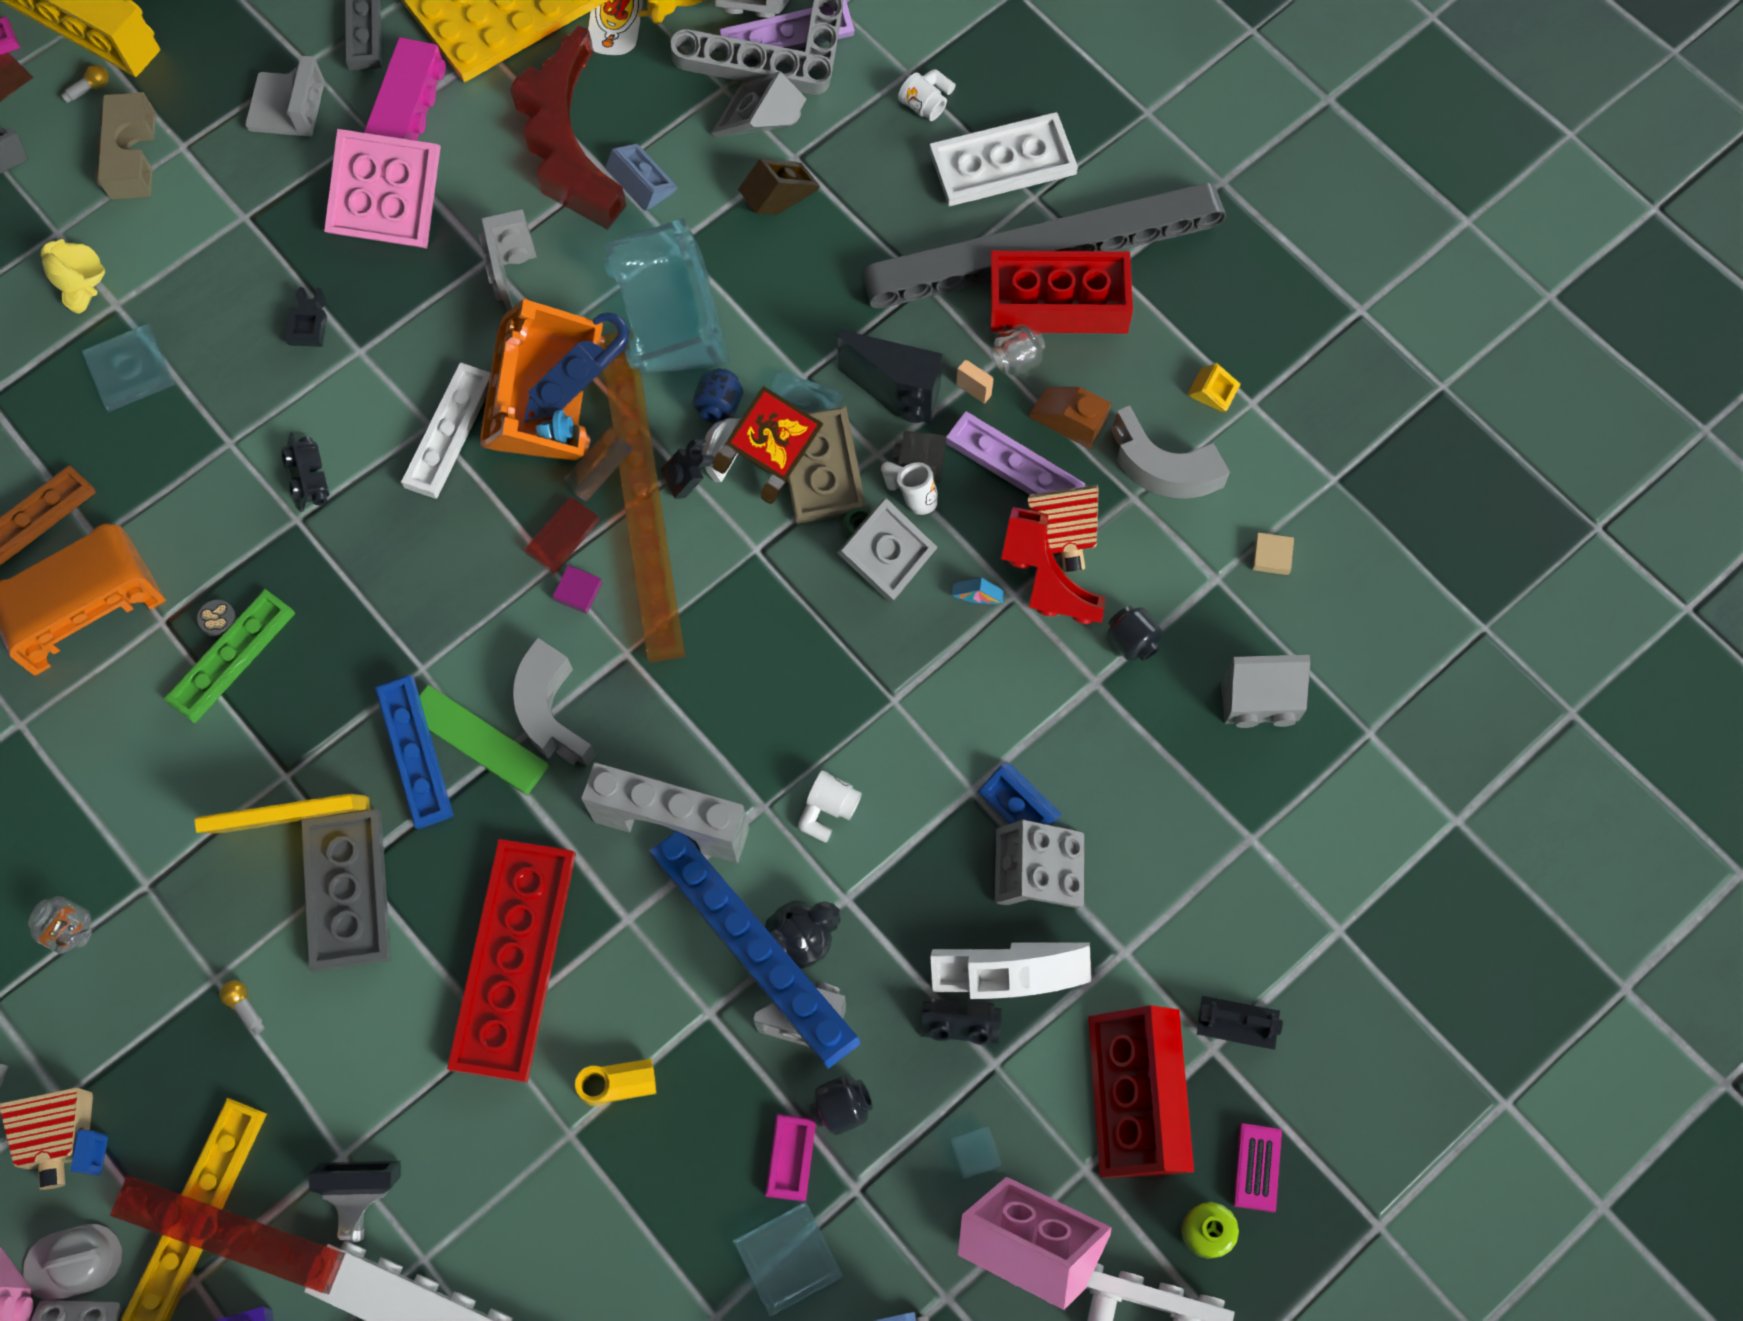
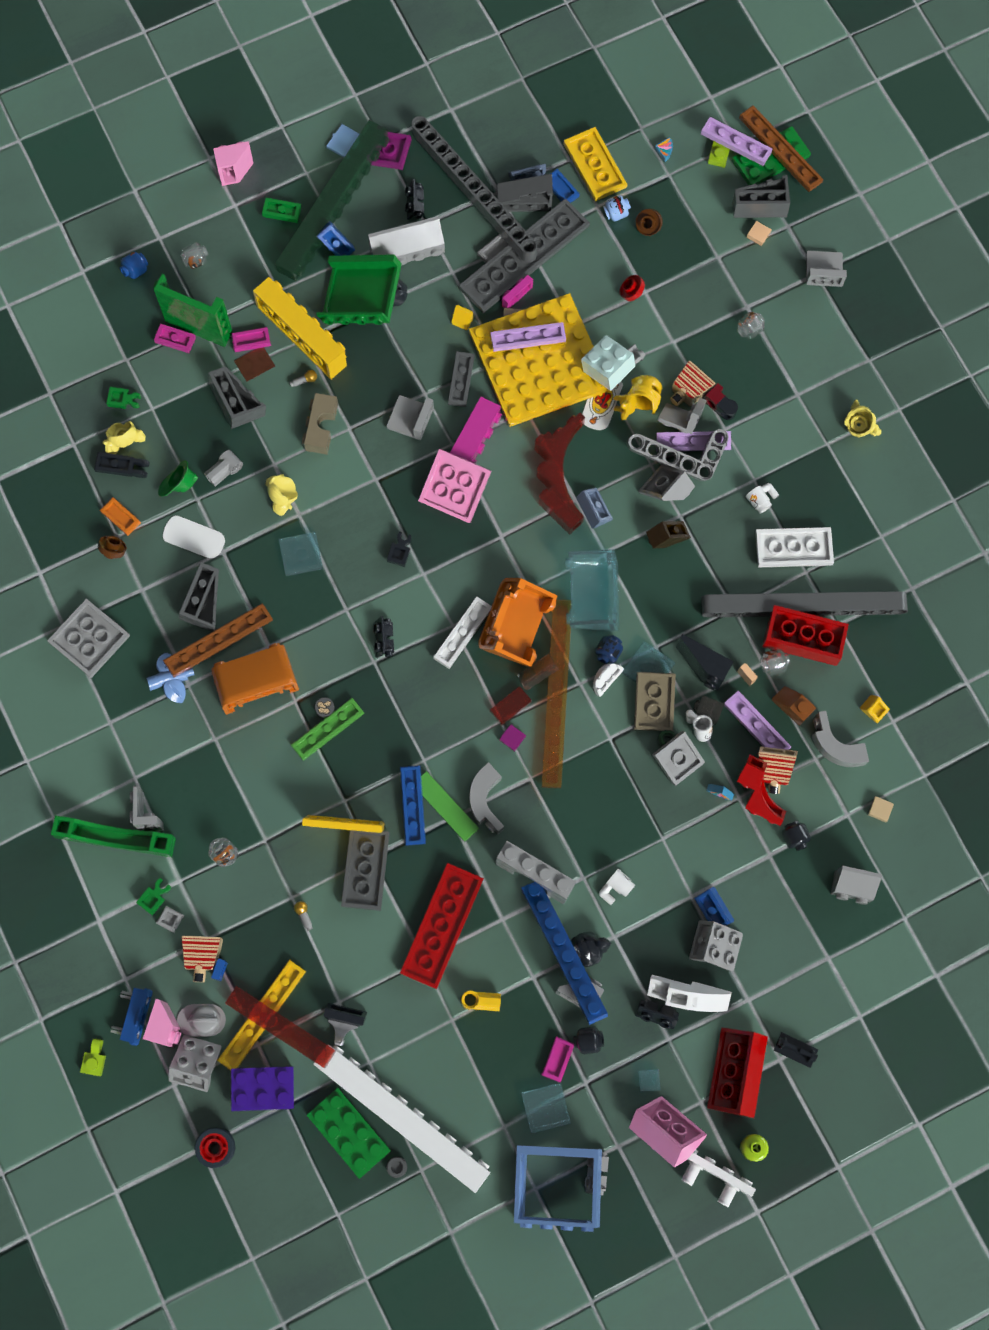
camera: 10 degrees right, 5 degrees up
(505, 242) = (514, 533): light grey bracket -> none
(559, 428) = (520, 647): dark azure plate -> none
(575, 371) = (537, 619): dark blue plate -> none
(683, 468) = (582, 686): black plate -> none
(771, 437) = (633, 681): flag -> none
(1257, 1168) = (786, 1123): dark pink tile -> none

